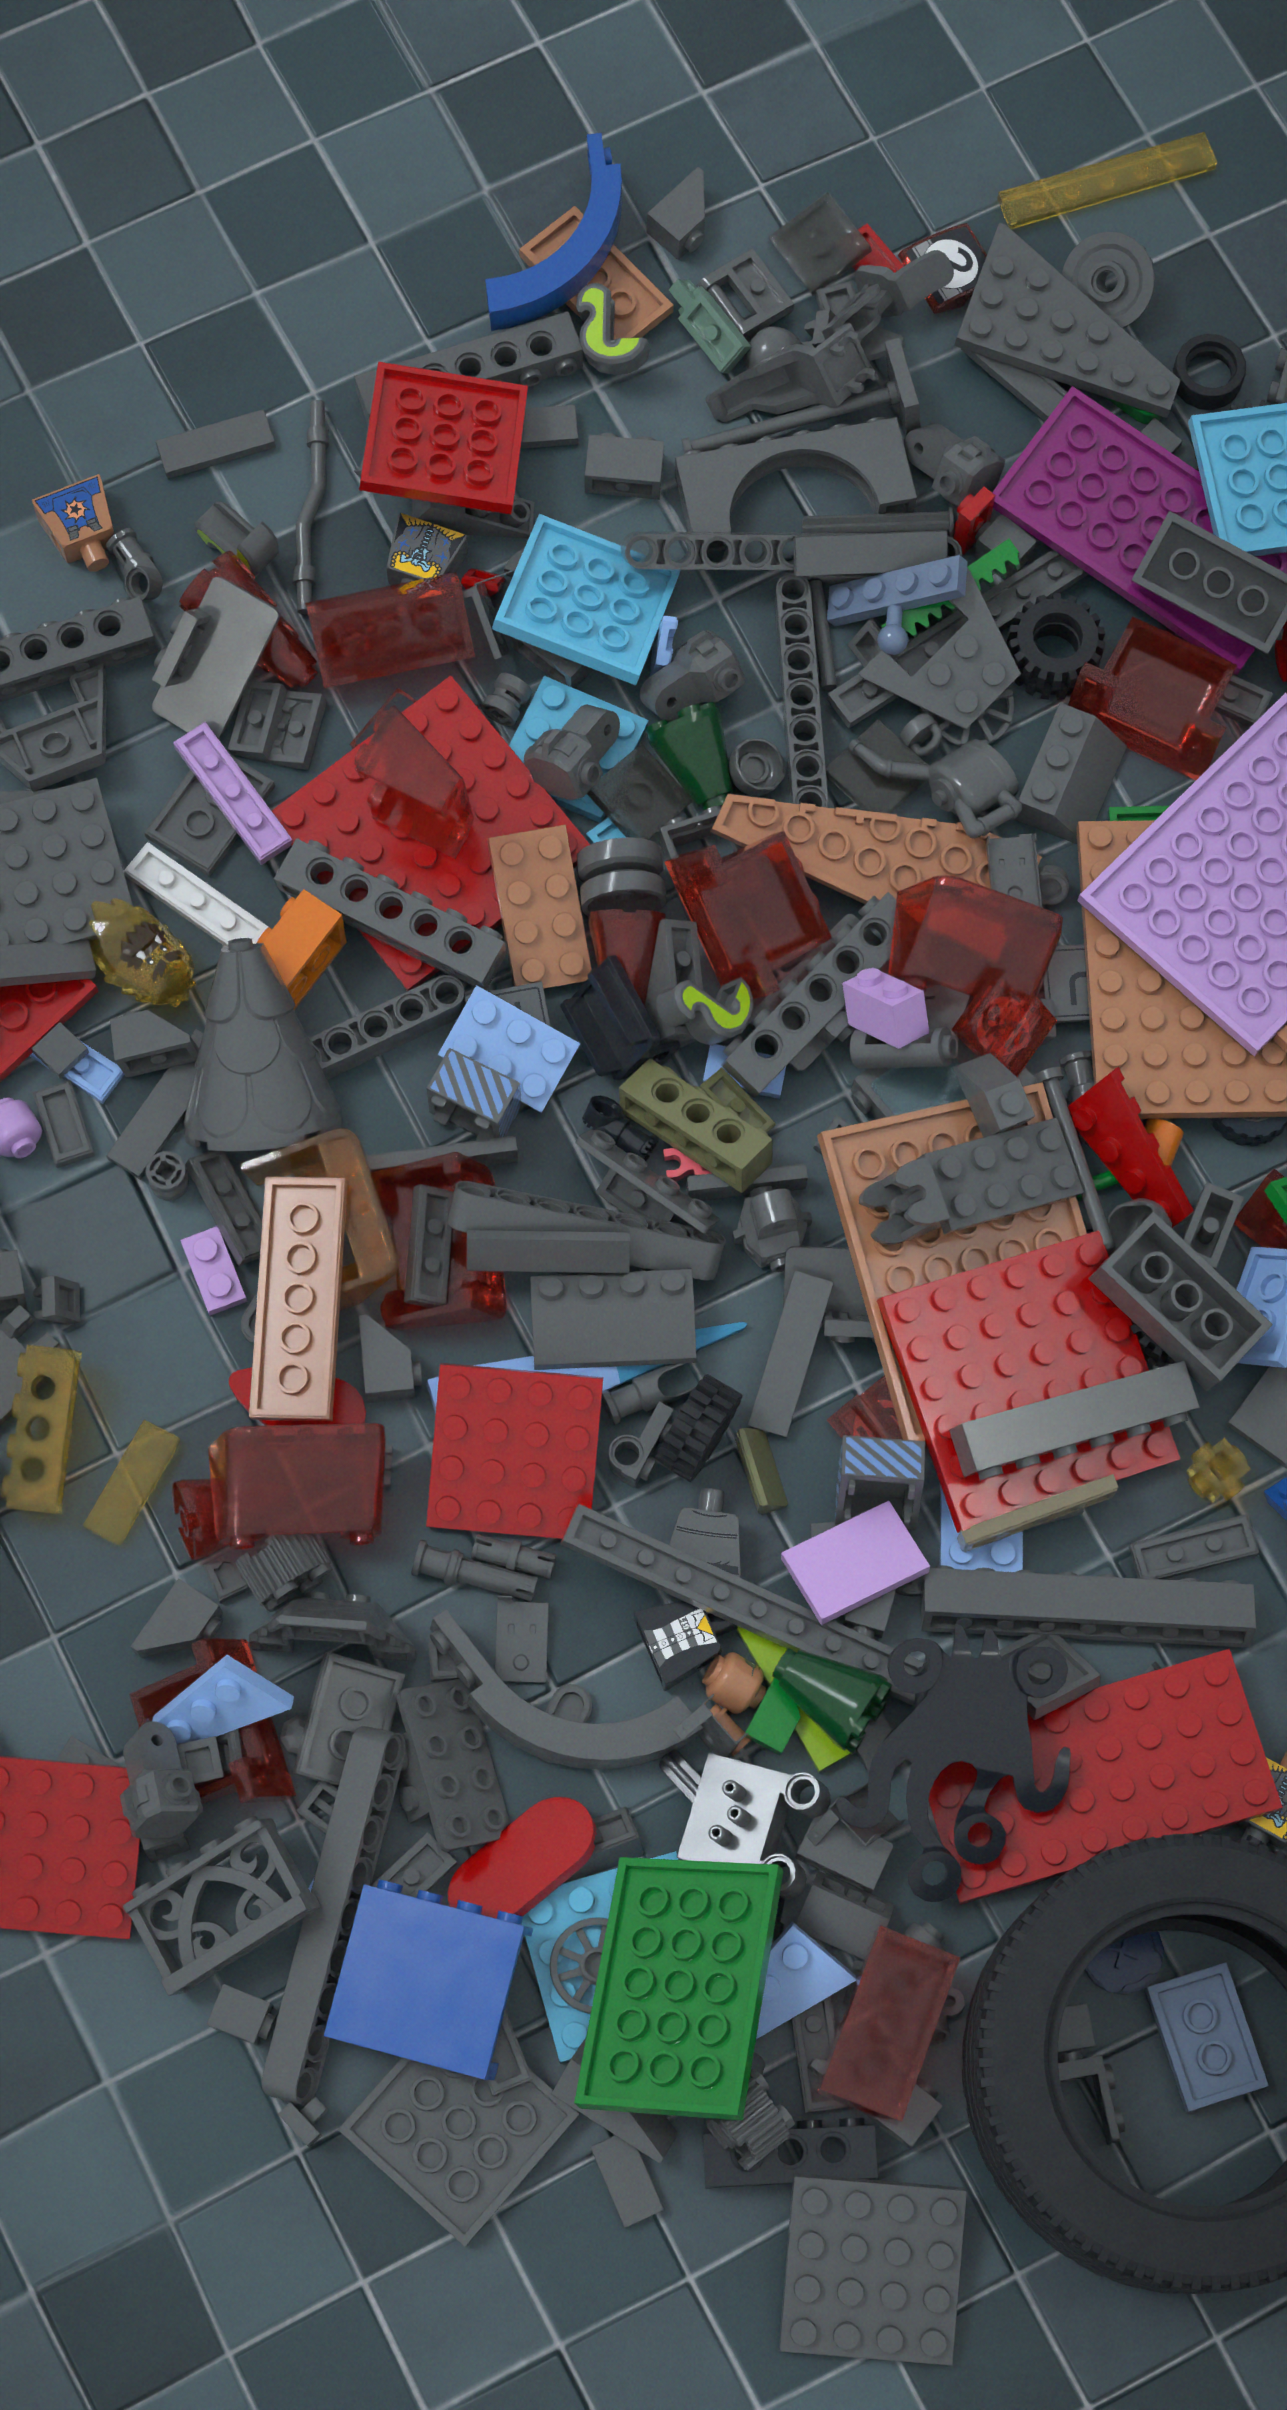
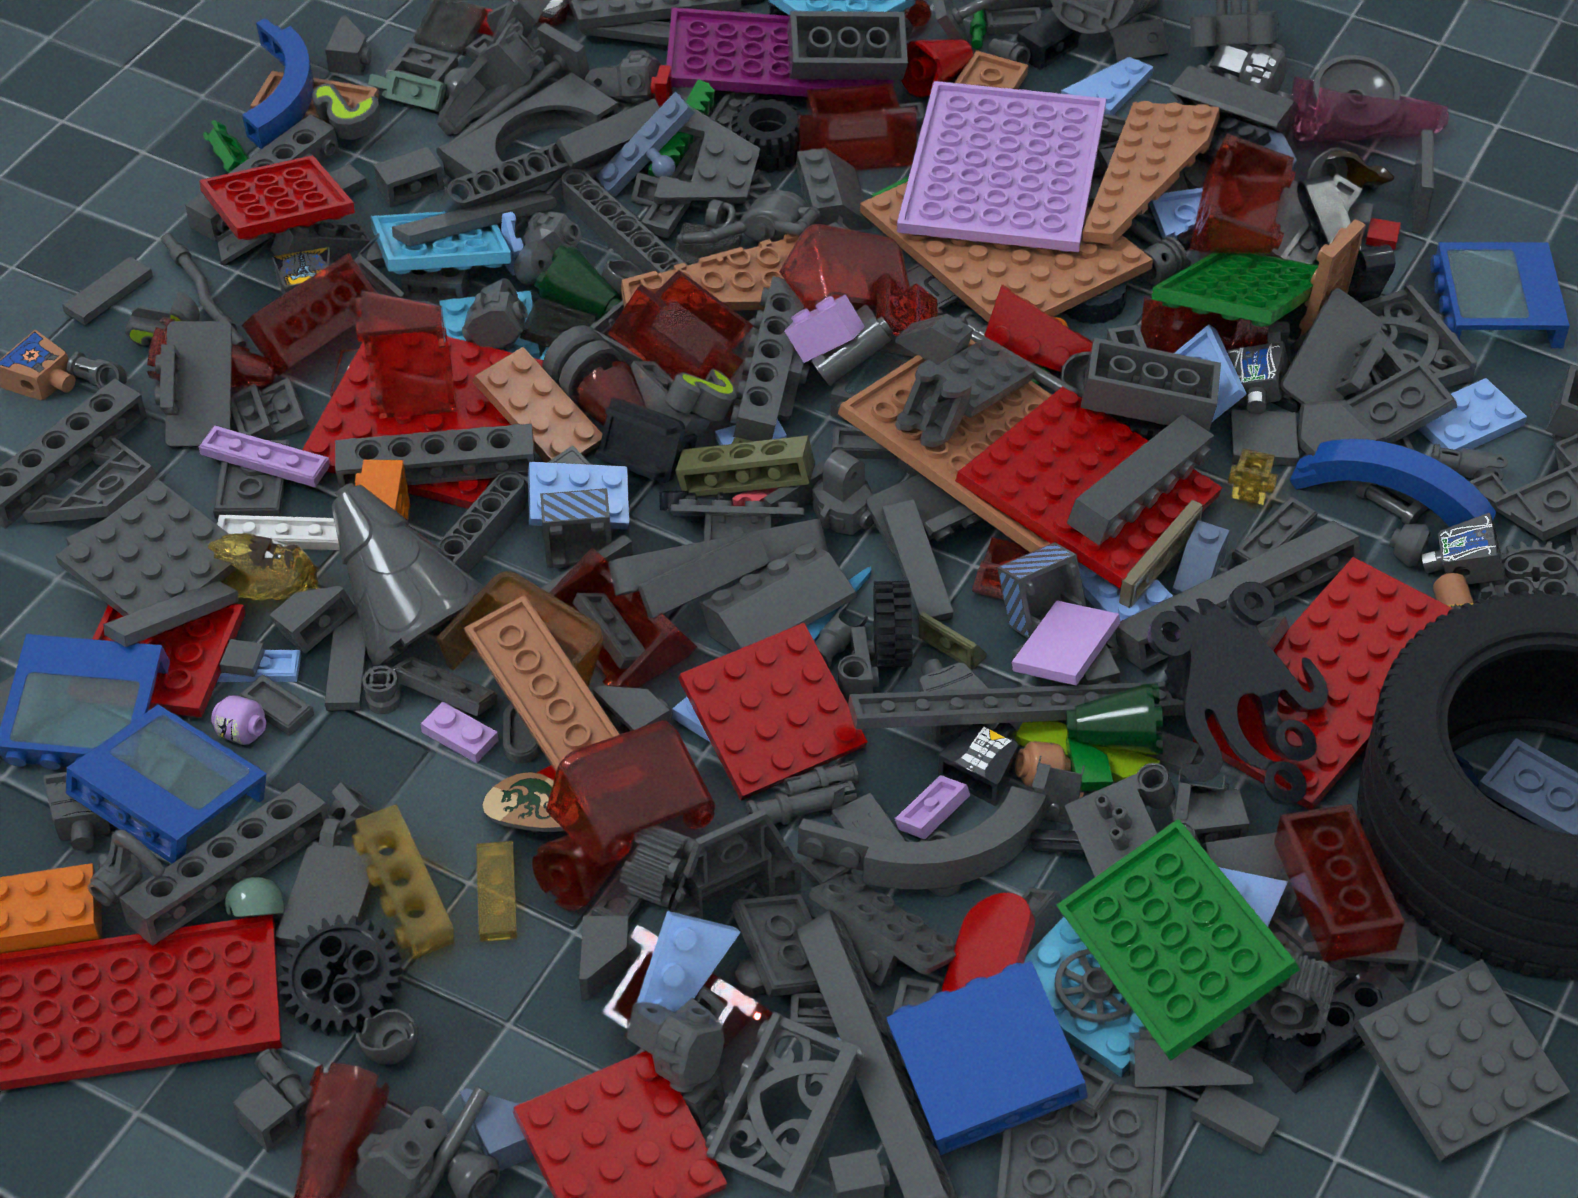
camera: 30 degrees left, 25 degrees down
(214, 1398) = (521, 803): none -> shield
(457, 303) = (225, 146): none -> green plate
(594, 1660) = (932, 807): none -> lavender plate
(644, 587) = (472, 217): none -> dark grey tile
(1082, 1538) = (1201, 556): none -> sand blue slope

